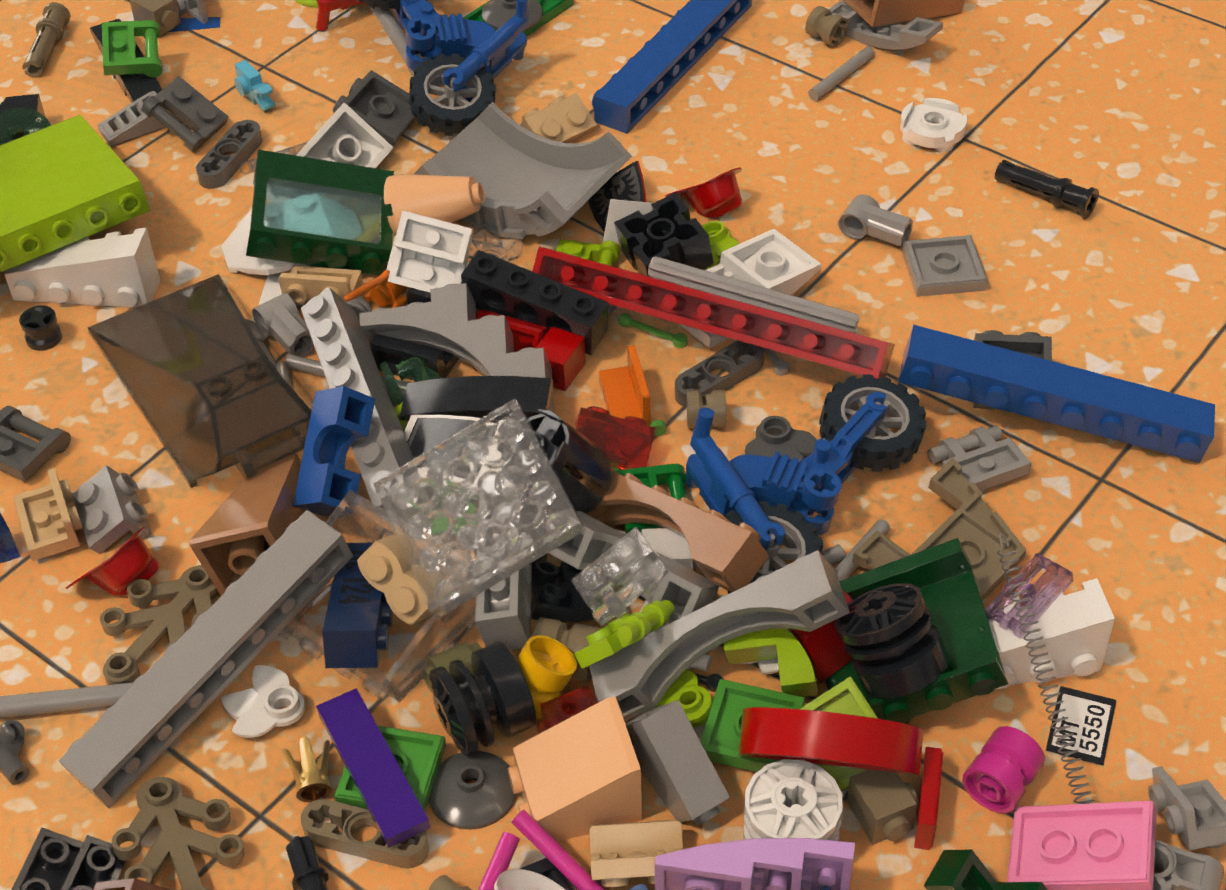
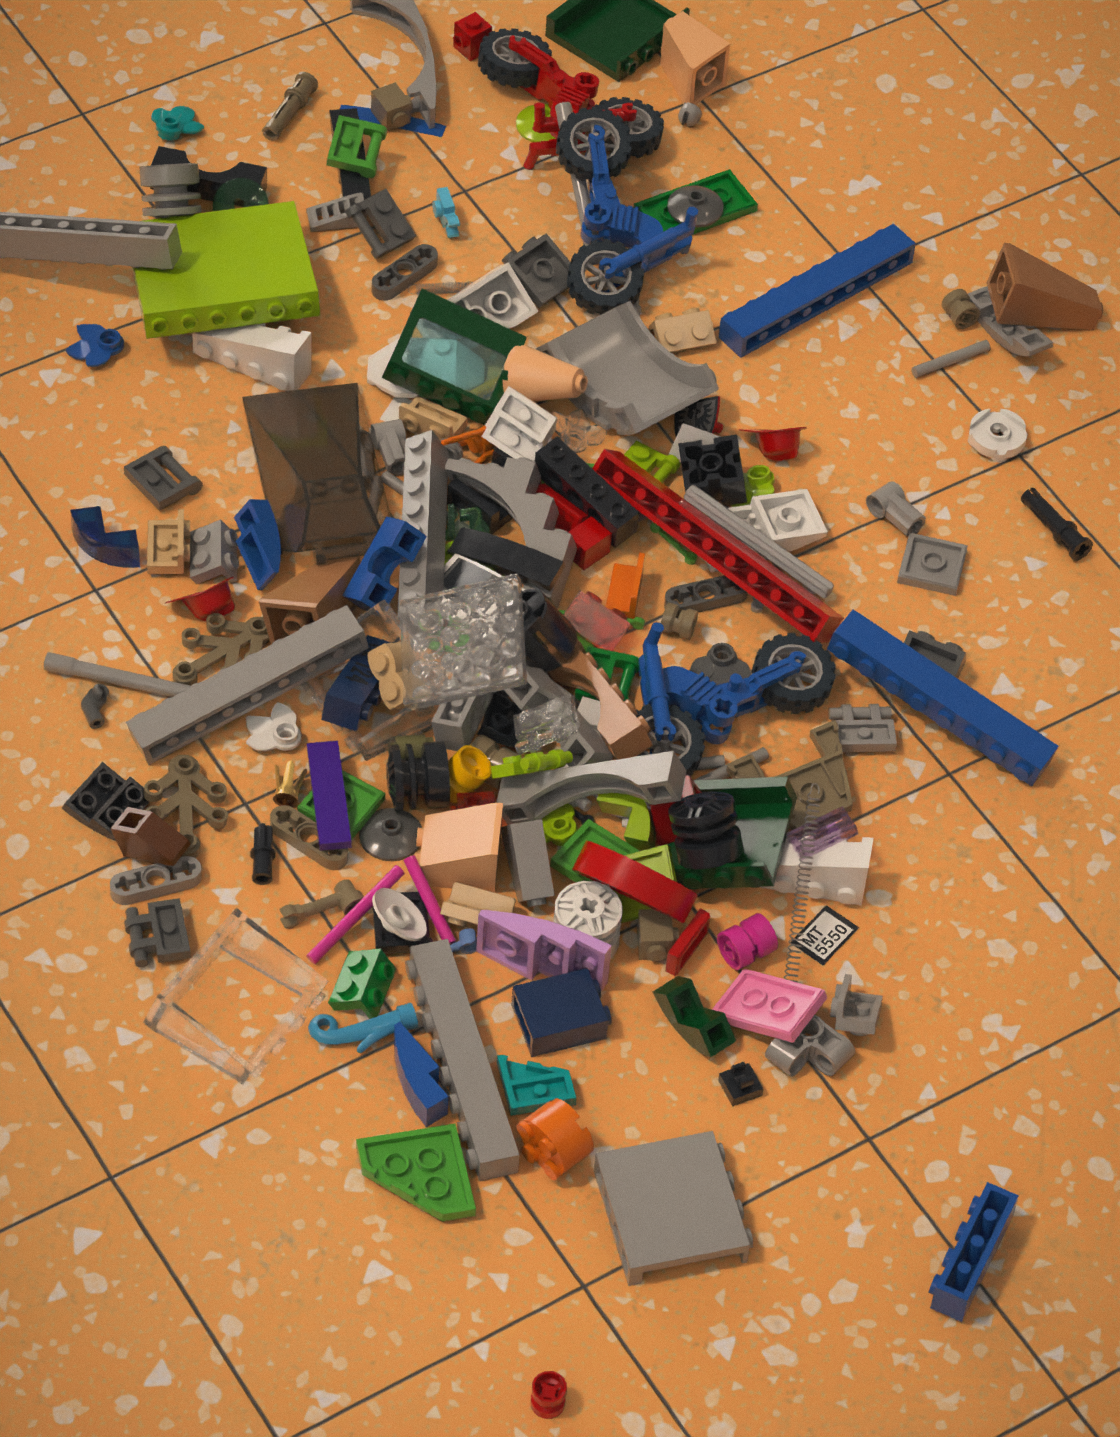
camera: 15 degrees right, 5 degrees up
(40, 328) = (206, 386): black wheel -> none
(163, 477) = (259, 541): none -> blue slope

